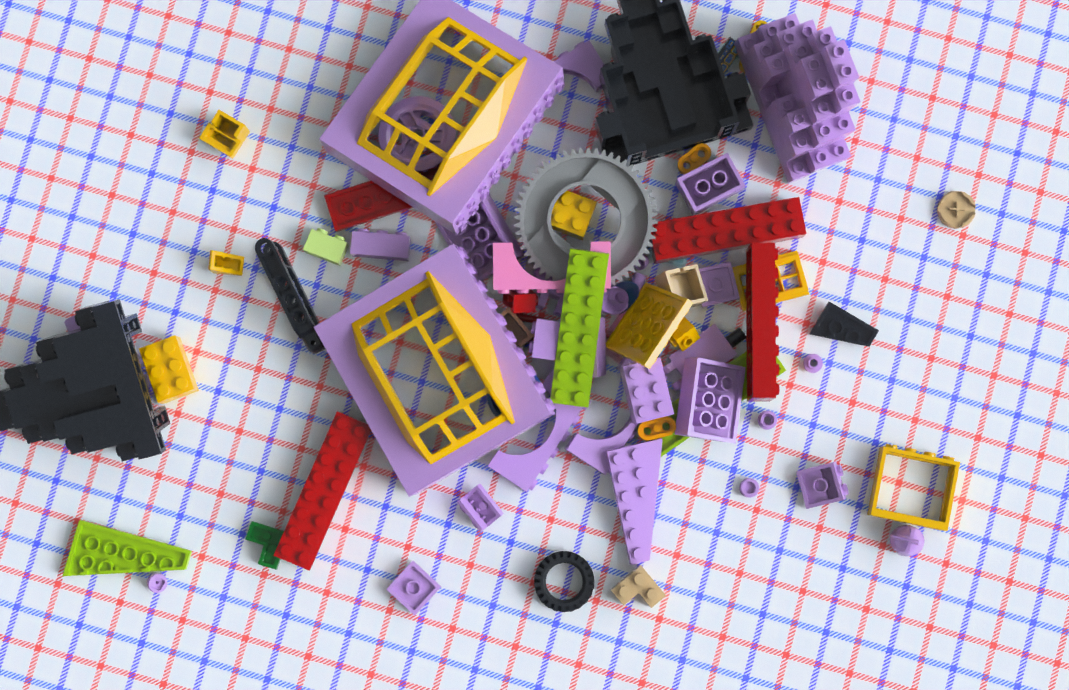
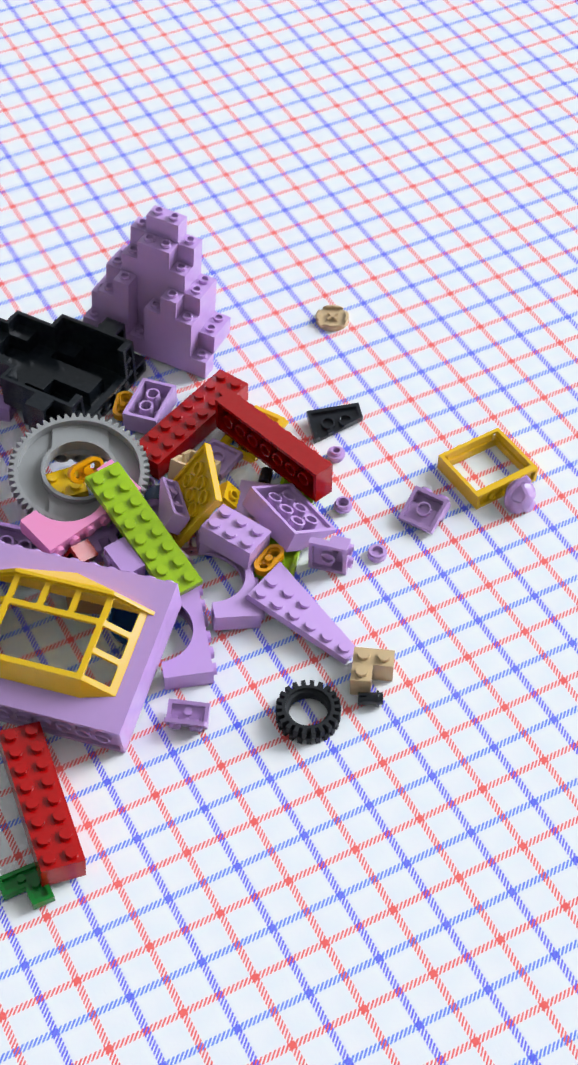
camera: 45 degrees left, 35 degrees down
(413, 587) = (190, 814): lavender plate -> none
(586, 230) = (84, 469): none -> light orange plate
(619, 612) = (370, 698): none -> black pin
(626, 316) = (172, 506): none -> lavender slope
(710, 470) = (331, 555): none -> lavender plate

